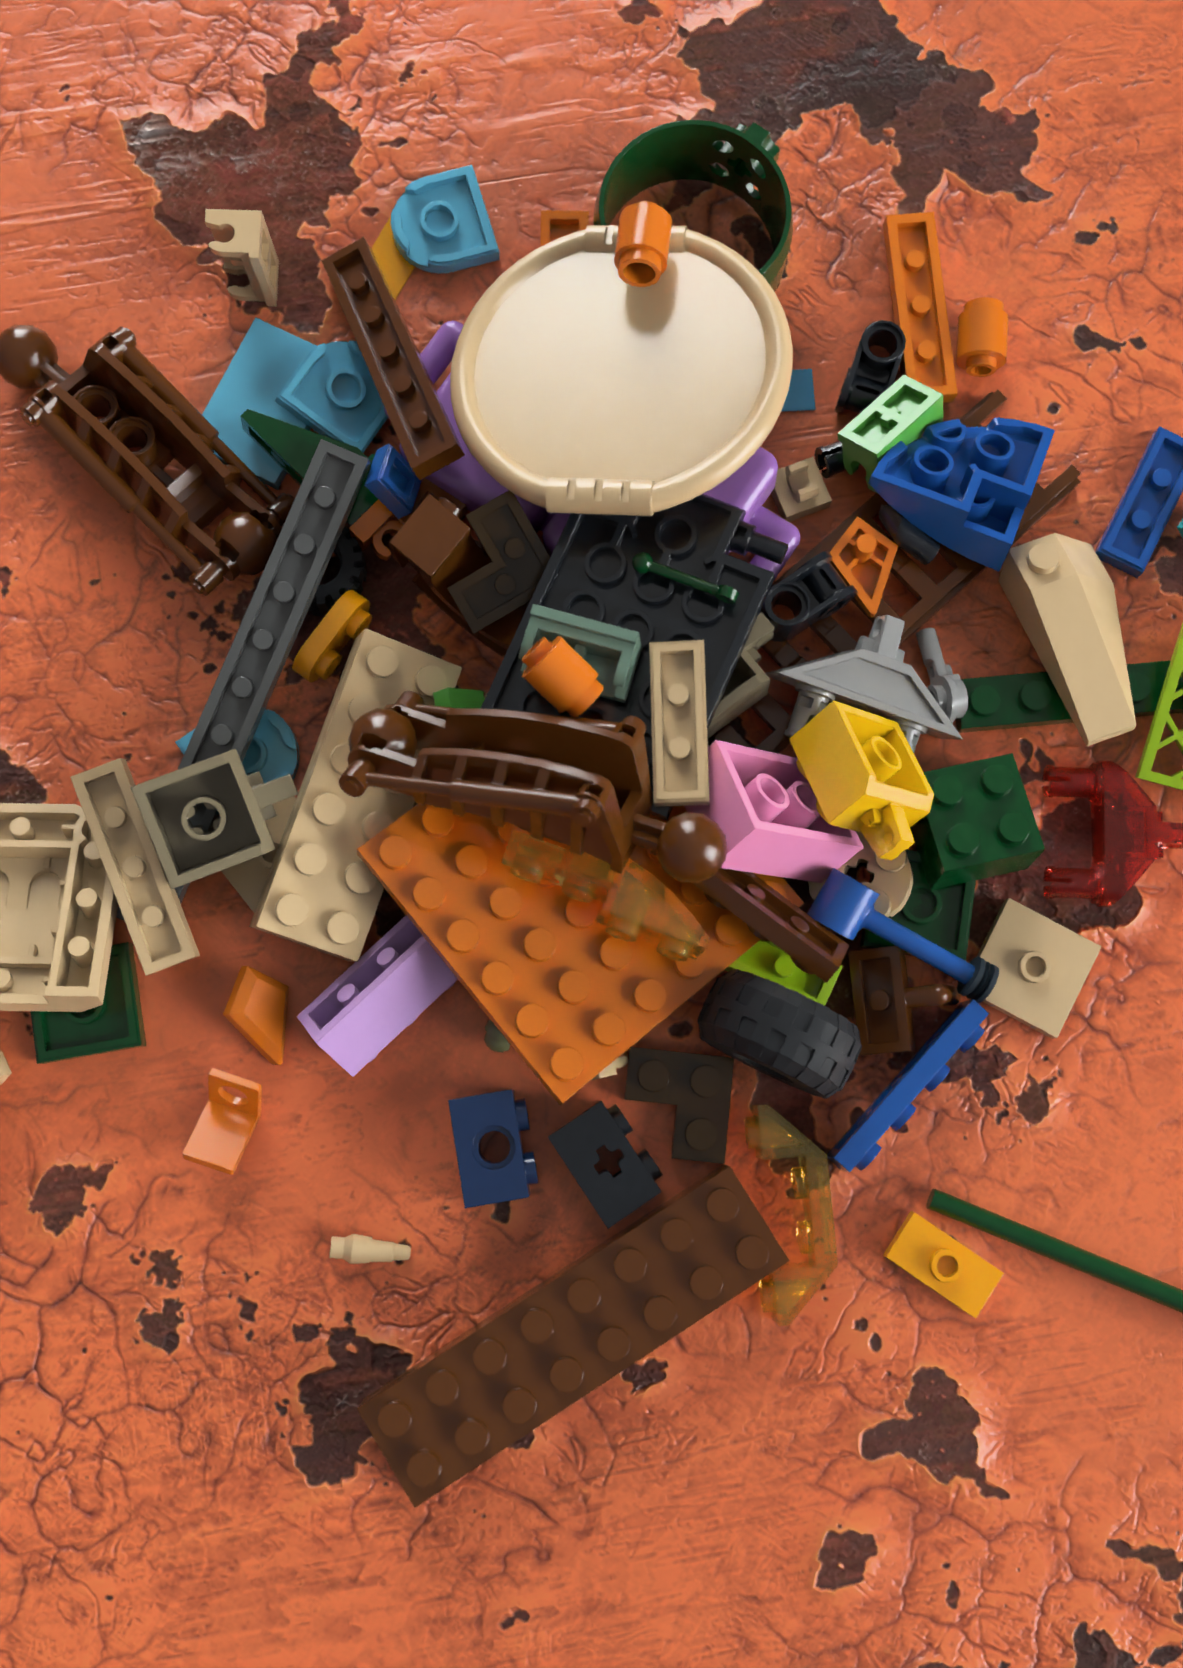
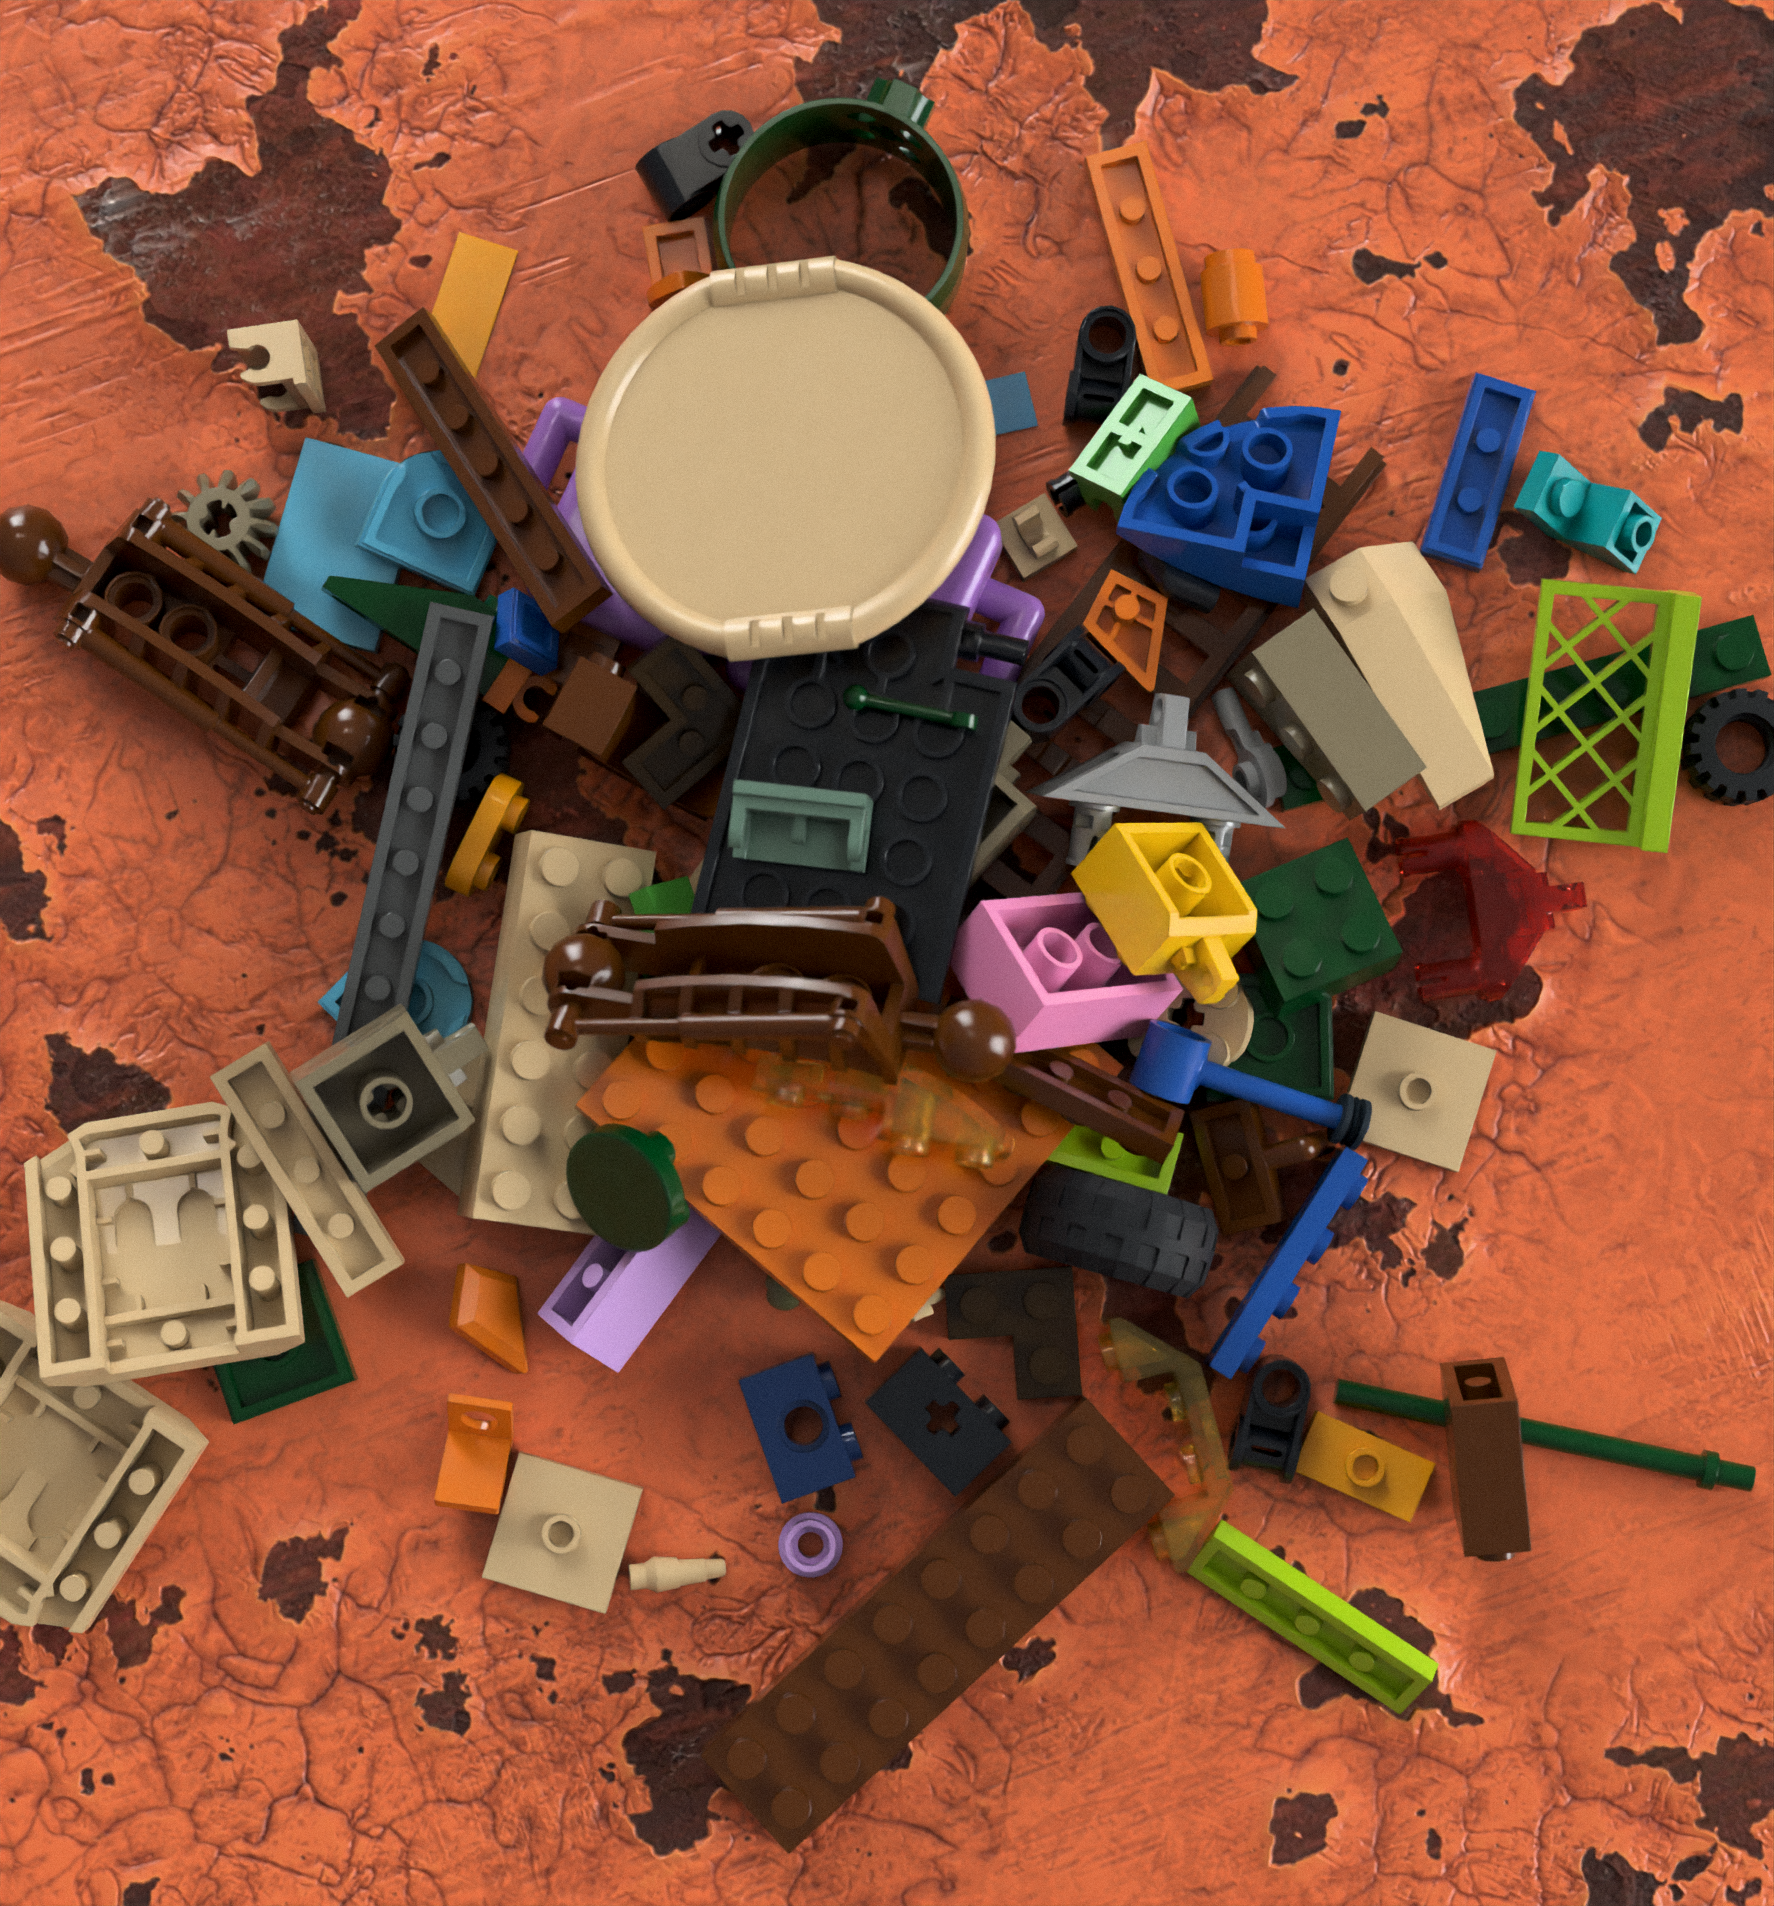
camera: 10 degrees left, 5 degrees up
(193, 355) = (241, 505): none -> dark tan gear
(283, 1200) = (562, 1532): none -> tan plate
(386, 922) = (627, 1186): none -> dark green tile
(444, 223) = (520, 263): medium azure tile -> none
(482, 1264) = (810, 1565): none -> lavender plate
(561, 676) = (784, 861): orange brick -> none
(580, 169) = (689, 168): none -> black piece
(642, 243) = (785, 300): orange brick -> none
(679, 723) = (933, 888): tan tile -> none
(875, 1216) = (1270, 1423): none -> black piece
(885, 1385) = (1312, 1617): none -> lime plate
(1010, 653) = (1326, 716): none -> dark tan wedge
(1052, 1277) = (1485, 1458): none -> reddish brown brick

